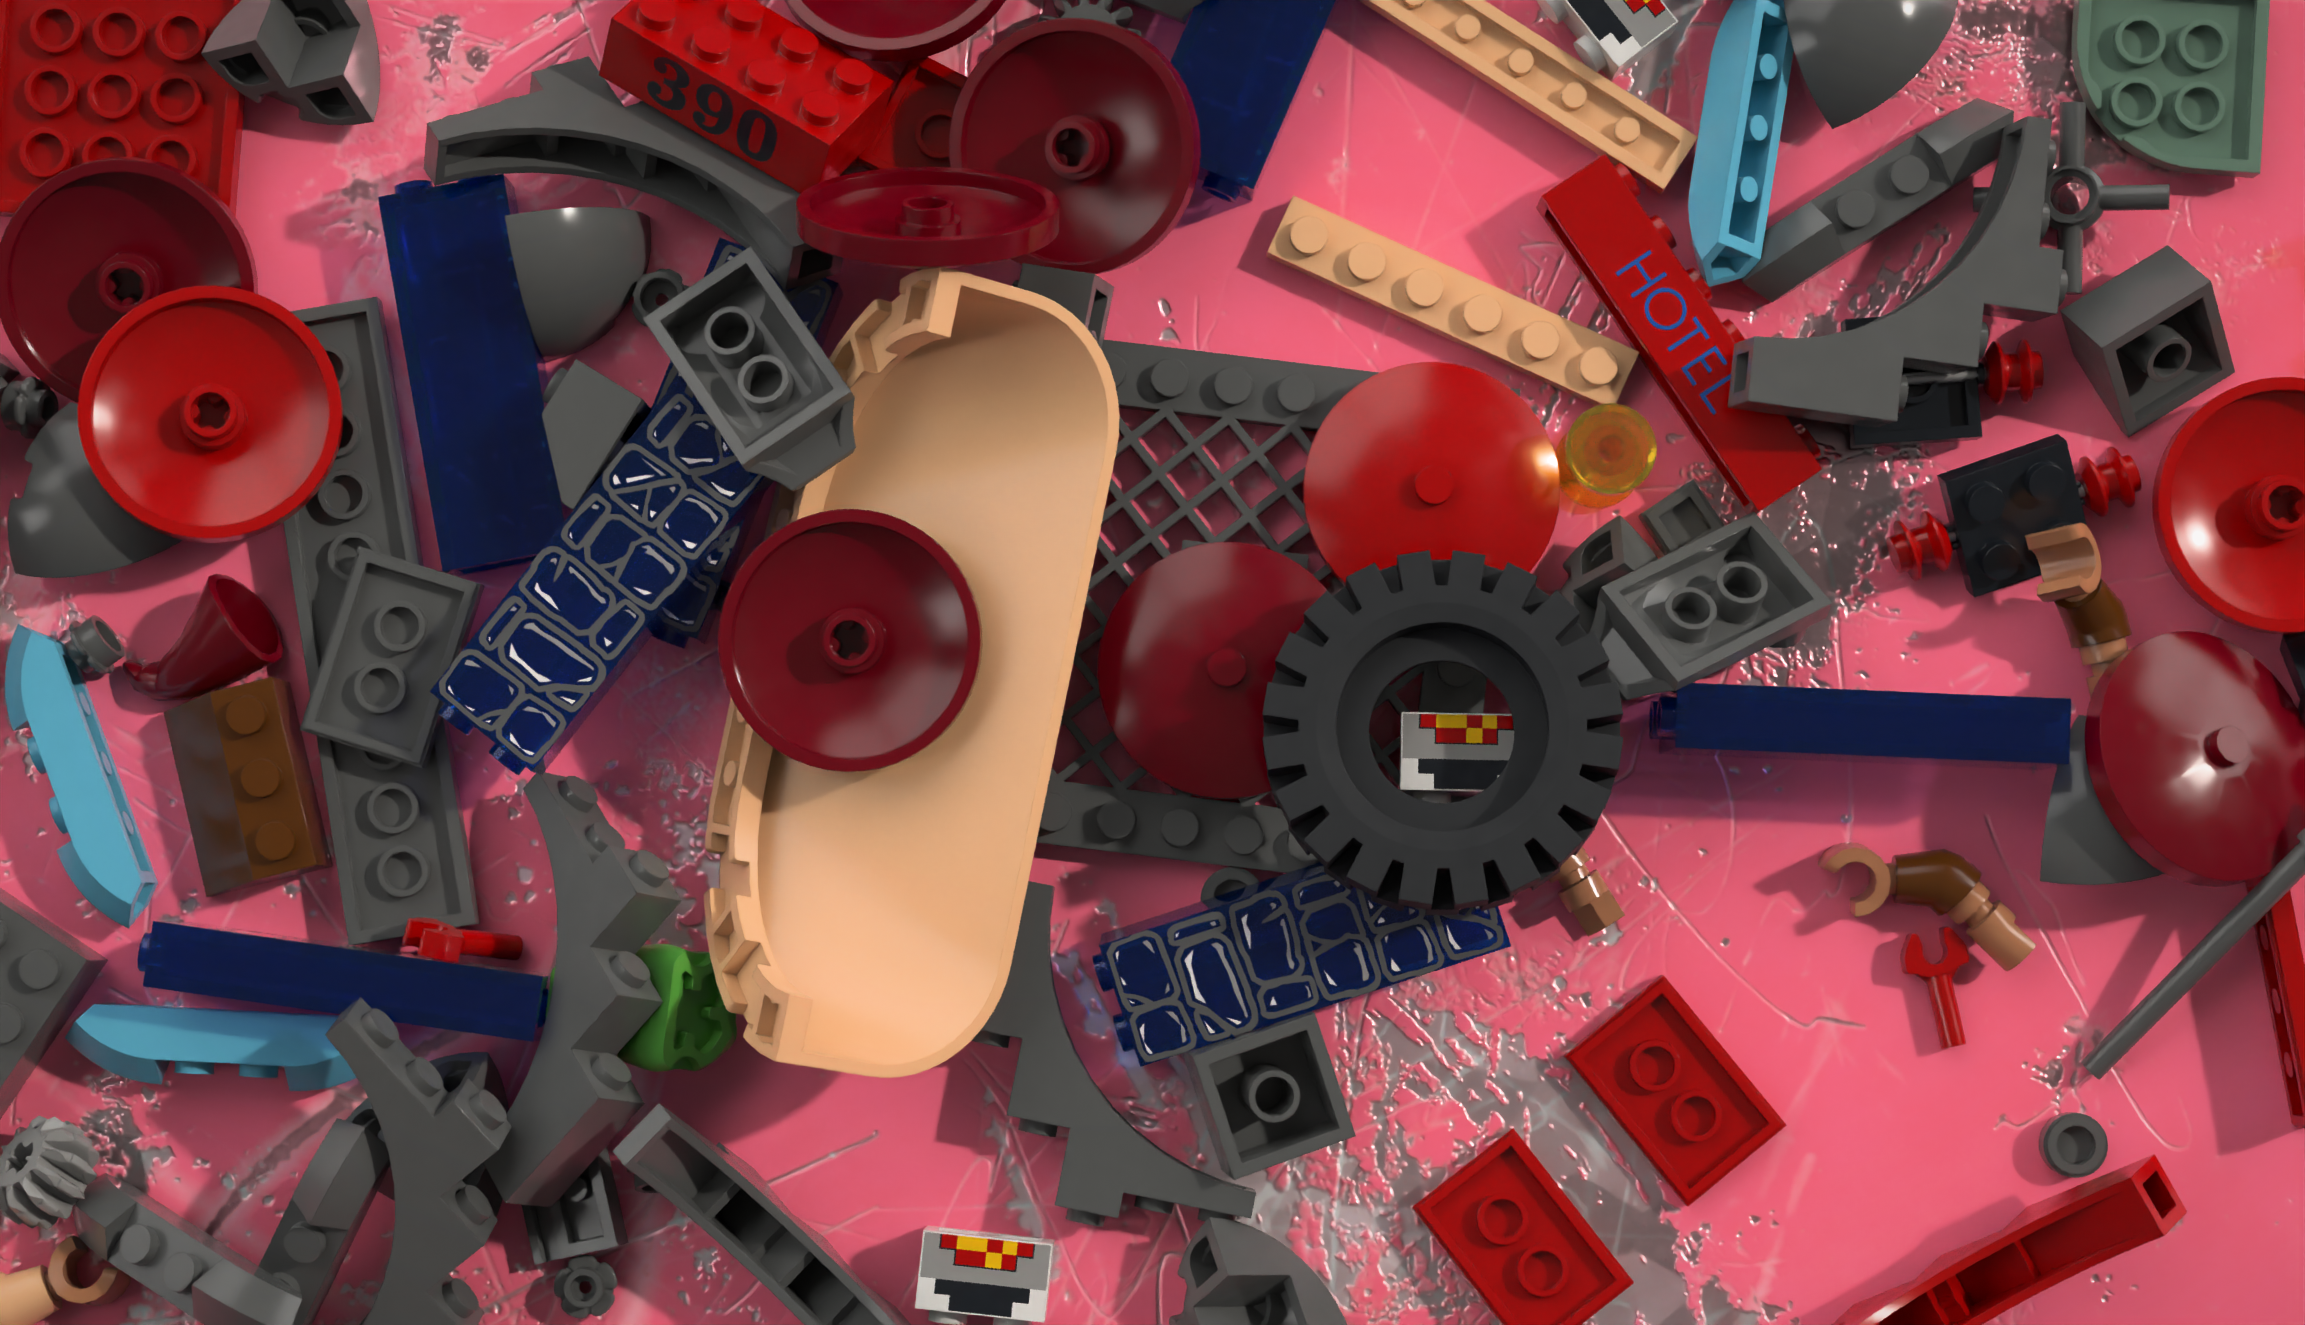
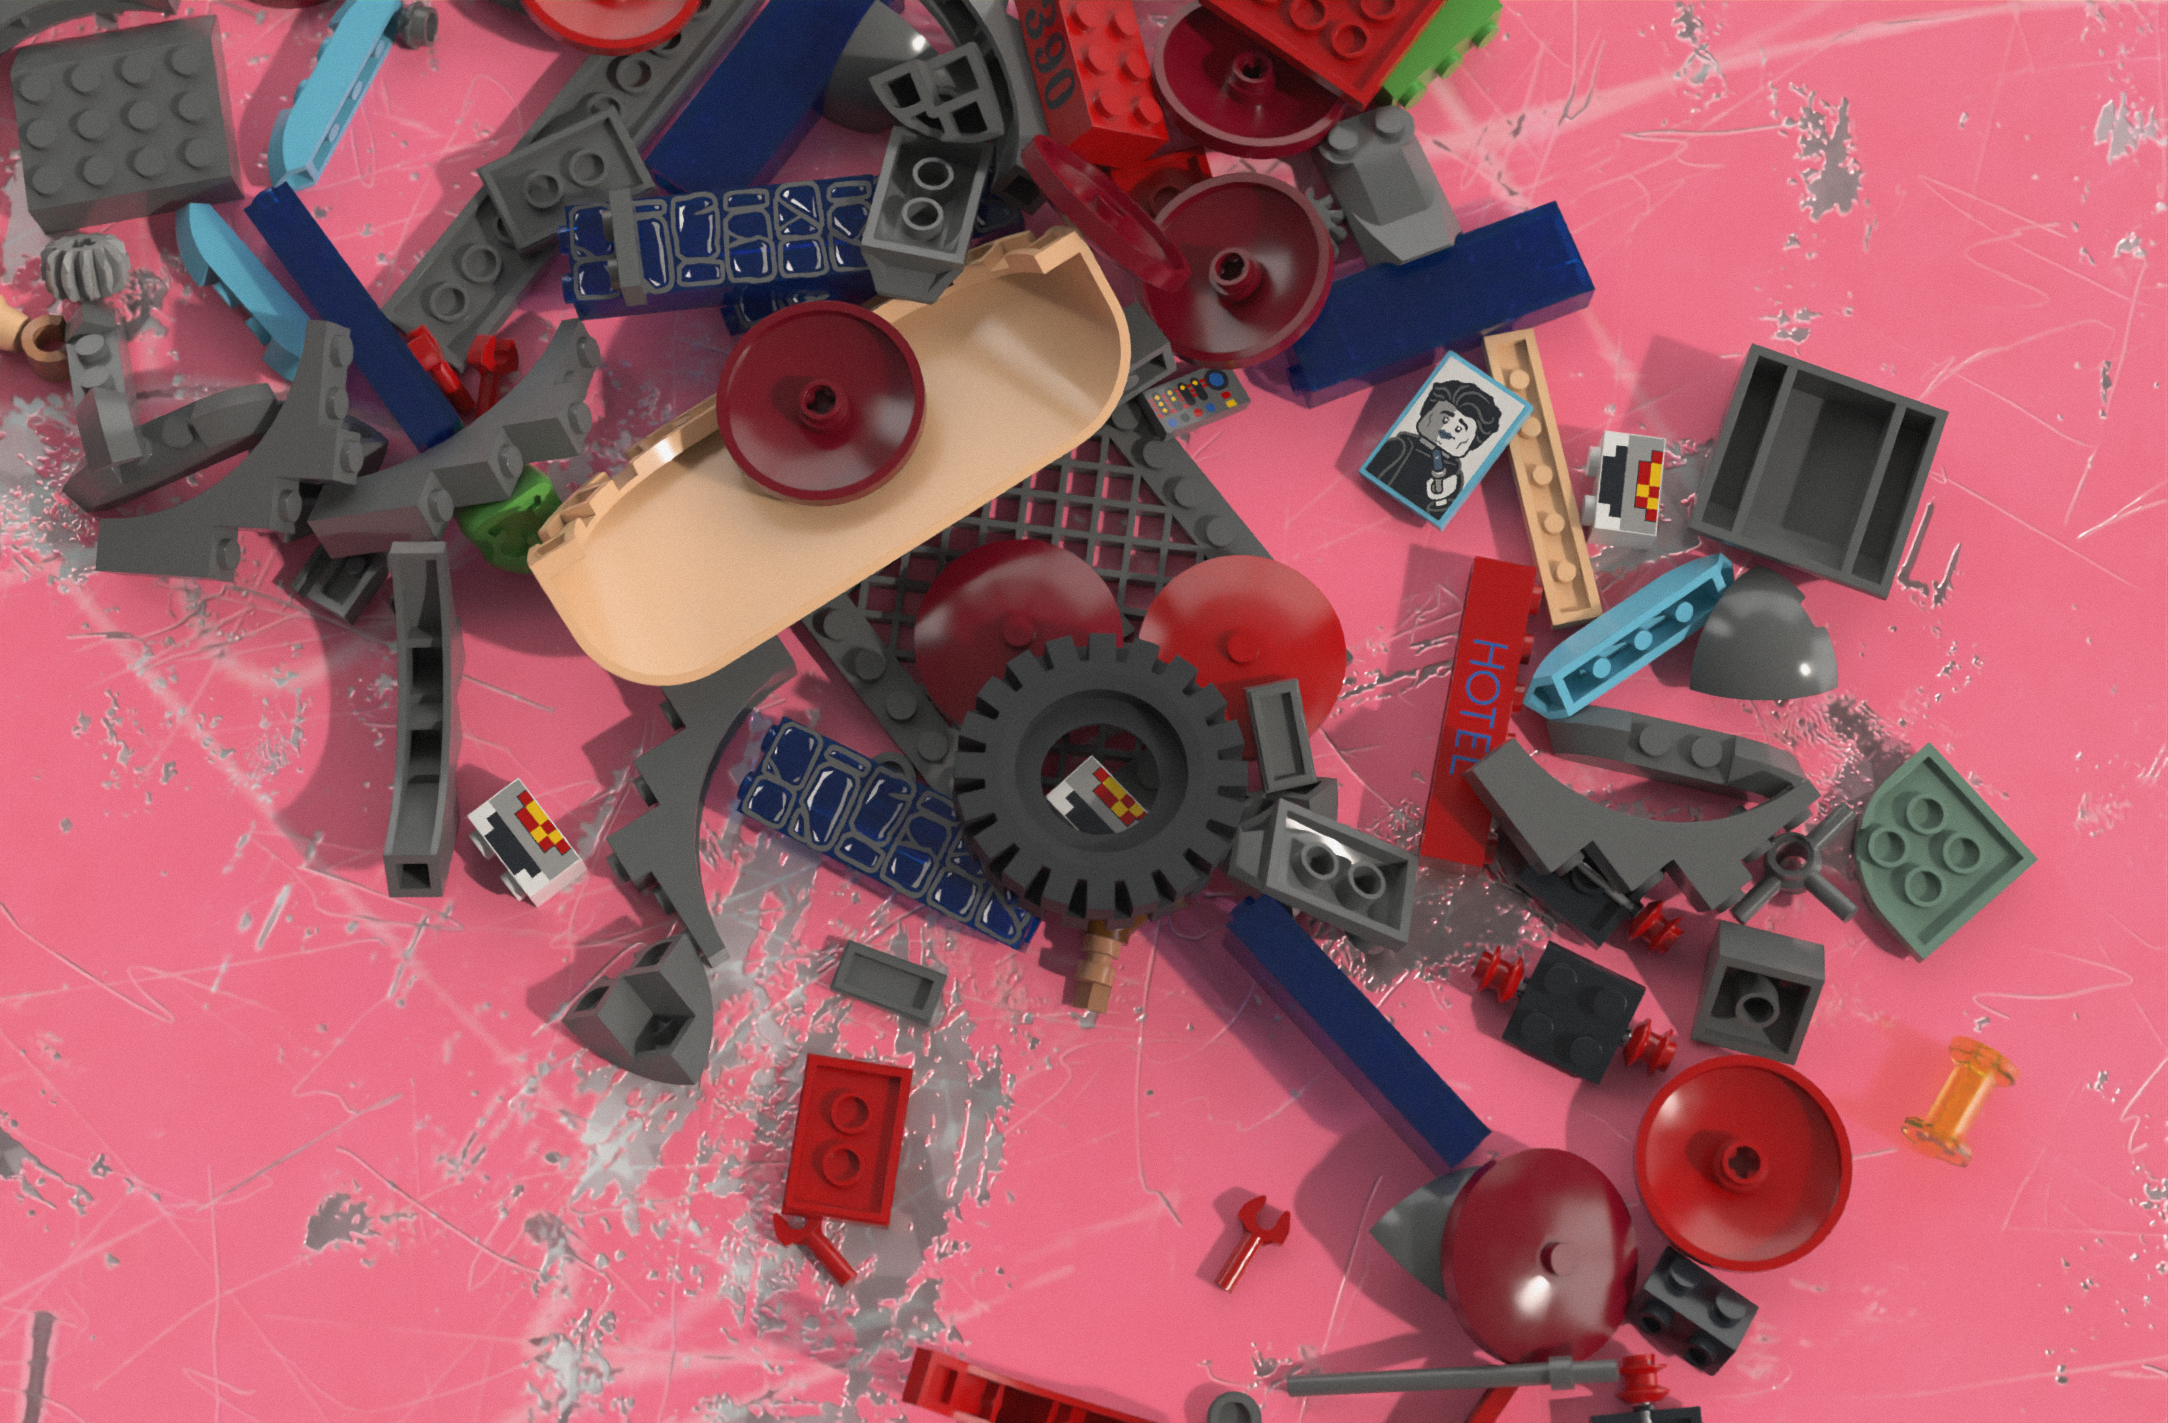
camera: 40 degrees right, 10 degrees down
(220, 644) = (487, 87): dark red hat -> none
(247, 786) = (419, 178): reddish brown slope -> none
(497, 885) = (492, 362): none -> red bar
(553, 695) = (622, 227): none -> dark grey plate
(587, 426) = (801, 151): dark grey slope -> none
(598, 1274) = (307, 640): dark grey plate -> none
(663, 246) = (943, 96): none -> dark grey brick
(1152, 301) = (1193, 401): none -> dark grey tile
(1269, 1095) = (792, 899): dark grey brick -> none
(1406, 113) = (1446, 440): none -> tile
(1414, 1075) = (888, 983): none -> dark grey tile
(1451, 303) = (1365, 575): light nougat plate -> none
(1539, 528) = (1280, 735): none -> dark grey tile
(1619, 435) = (1360, 734): clear yellow piece -> none
(1674, 1090) = (1030, 1145): red tile -> none
(1680, 518) = (1375, 818): dark grey tile -> none
(1941, 883) = (1311, 1183): nougat piece -> none
(2086, 605) = (1563, 1101): nougat piece -> none

